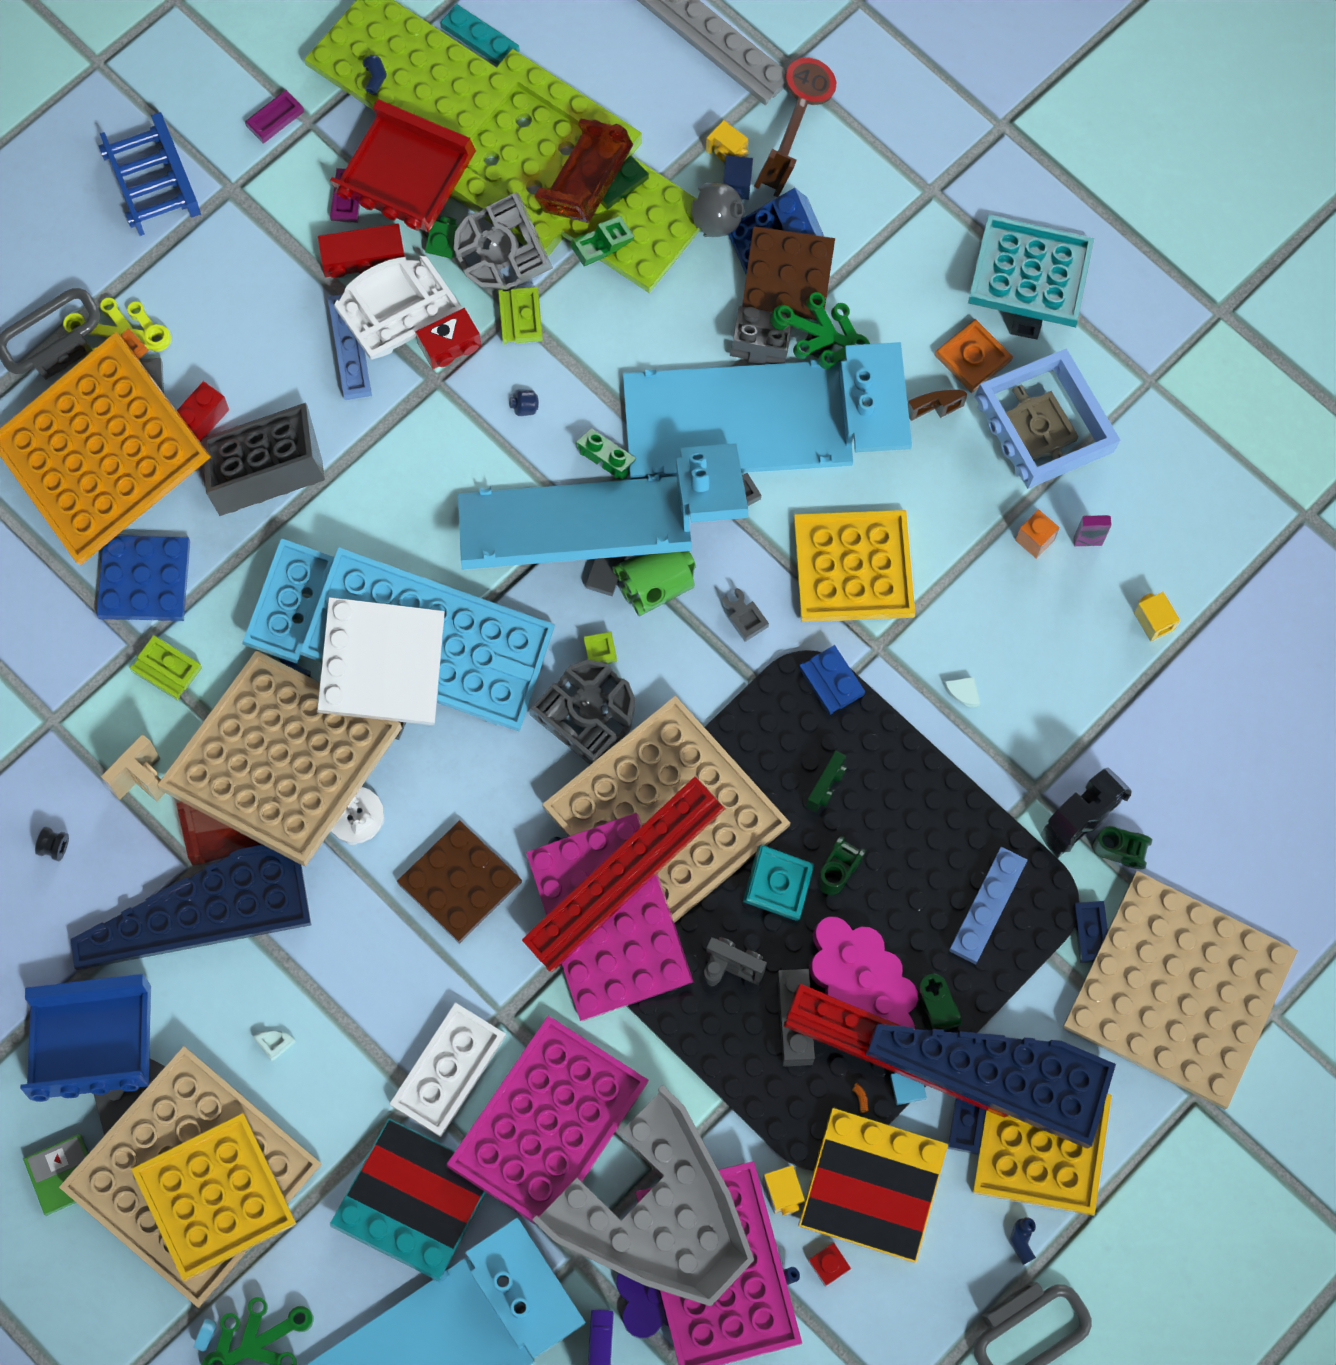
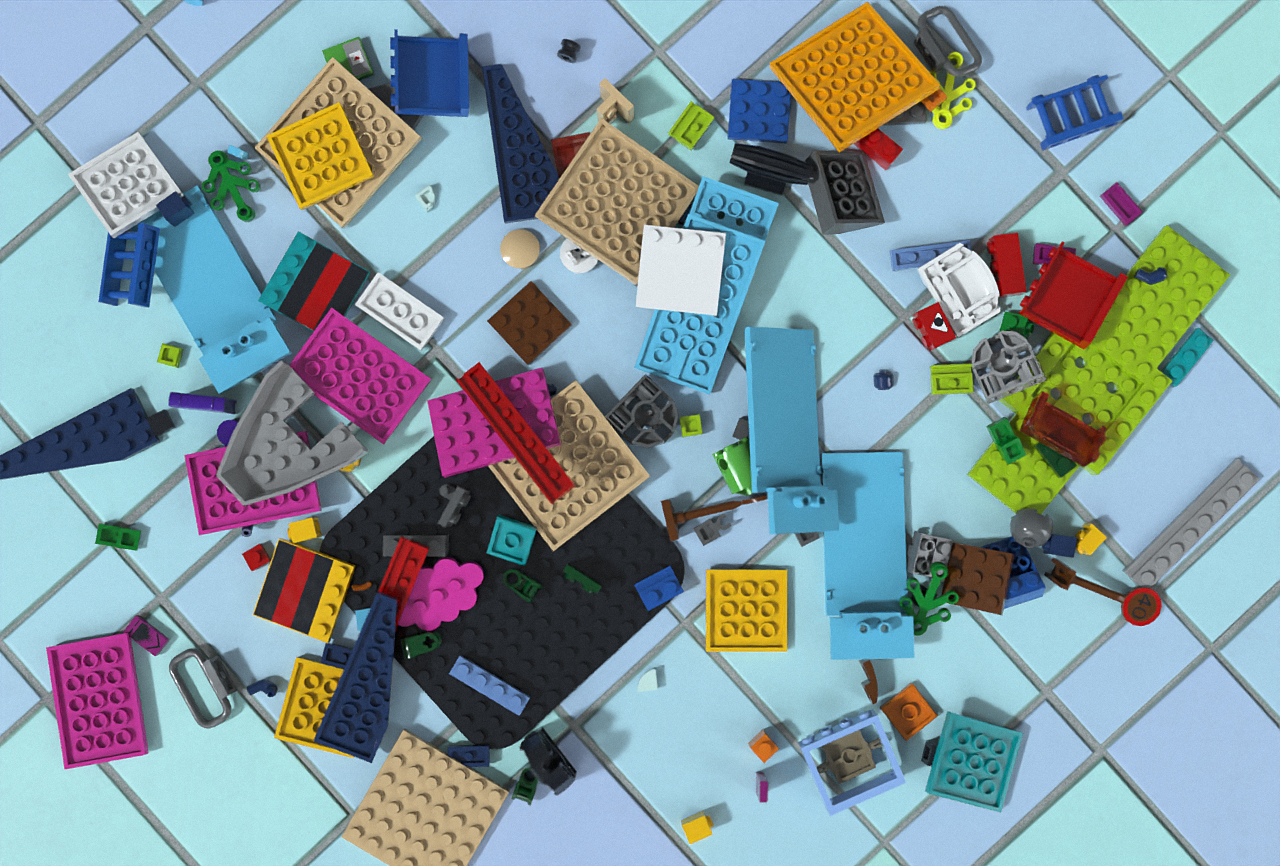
camera: 95 degrees right, 15 degrees up
(230, 553) = (770, 168): none -> black plate
(349, 900) = (520, 248): none -> tan dish
(599, 448) = (839, 436): green hinge -> none
(733, 665) = (674, 518): none -> reddish brown piece

